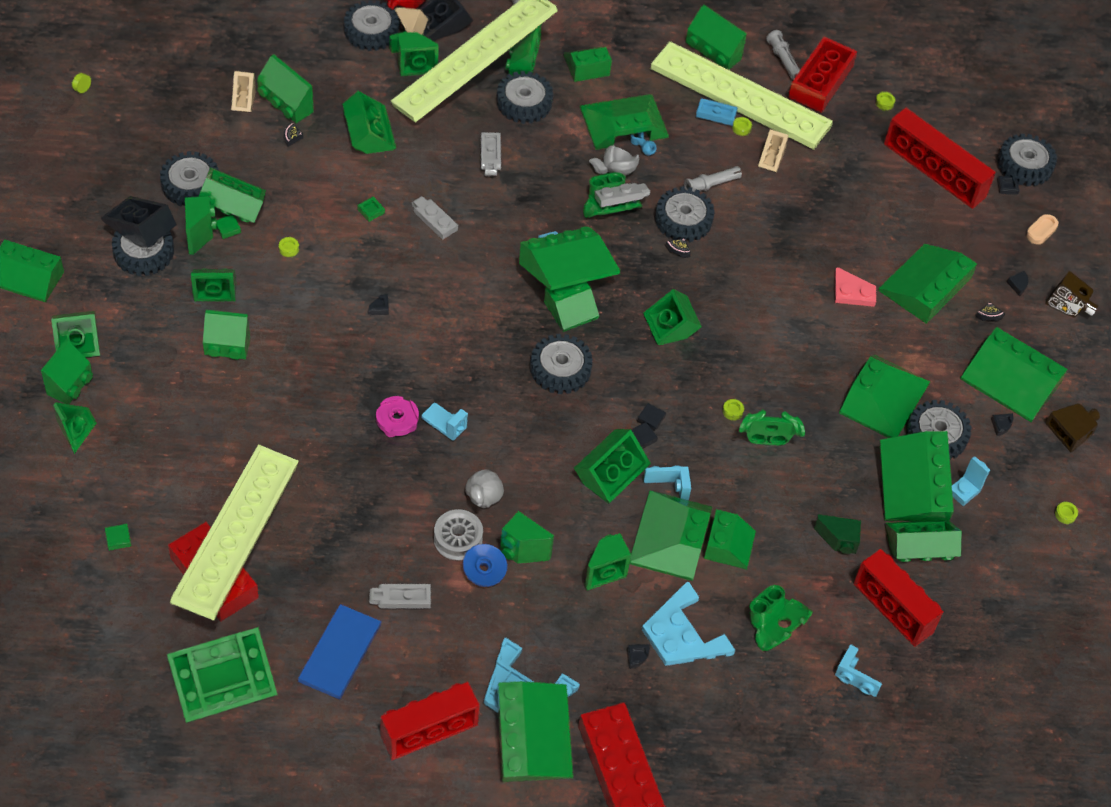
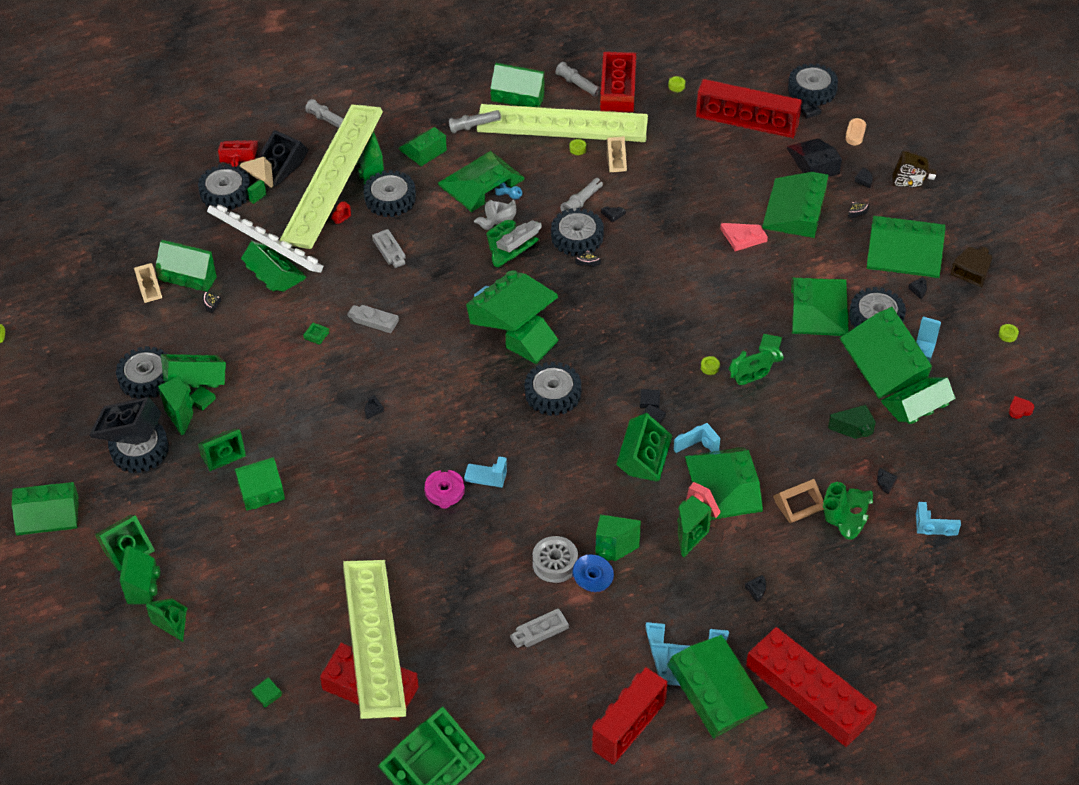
camera: 20 degrees left, 5 degrees down
(288, 247) = (265, 392): lime tile -> none
(339, 651) = (516, 698): blue tile -> none
(378, 94) = (270, 240): none -> white plate
(416, 54) = (280, 194): green slope -> none
(466, 98) = (342, 213): none -> red tile
(484, 488) = (554, 512): light grey hair -> none
(633, 543) = (704, 495): none -> coral wing
(645, 55) = (467, 122): none -> light grey pin
(672, 318) = (618, 315): green slope -> none
(675, 636) = (778, 560): medium azure wing -> none
(716, 112) = (552, 143): dark azure plate -> none
(730, 540) = (773, 466): green slope -> none
(733, 575) = (814, 492): none -> medium nougat tile
(734, 210) = (613, 213): none -> black tile
(808, 414) = (768, 340): none -> green tile
(837, 607) = (886, 480): none -> black tile
(898, 597) = (930, 450): red brick -> none
(980, 240) = (816, 157): none -> black slope
(1027, 596) = (1020, 408): none -> red tile

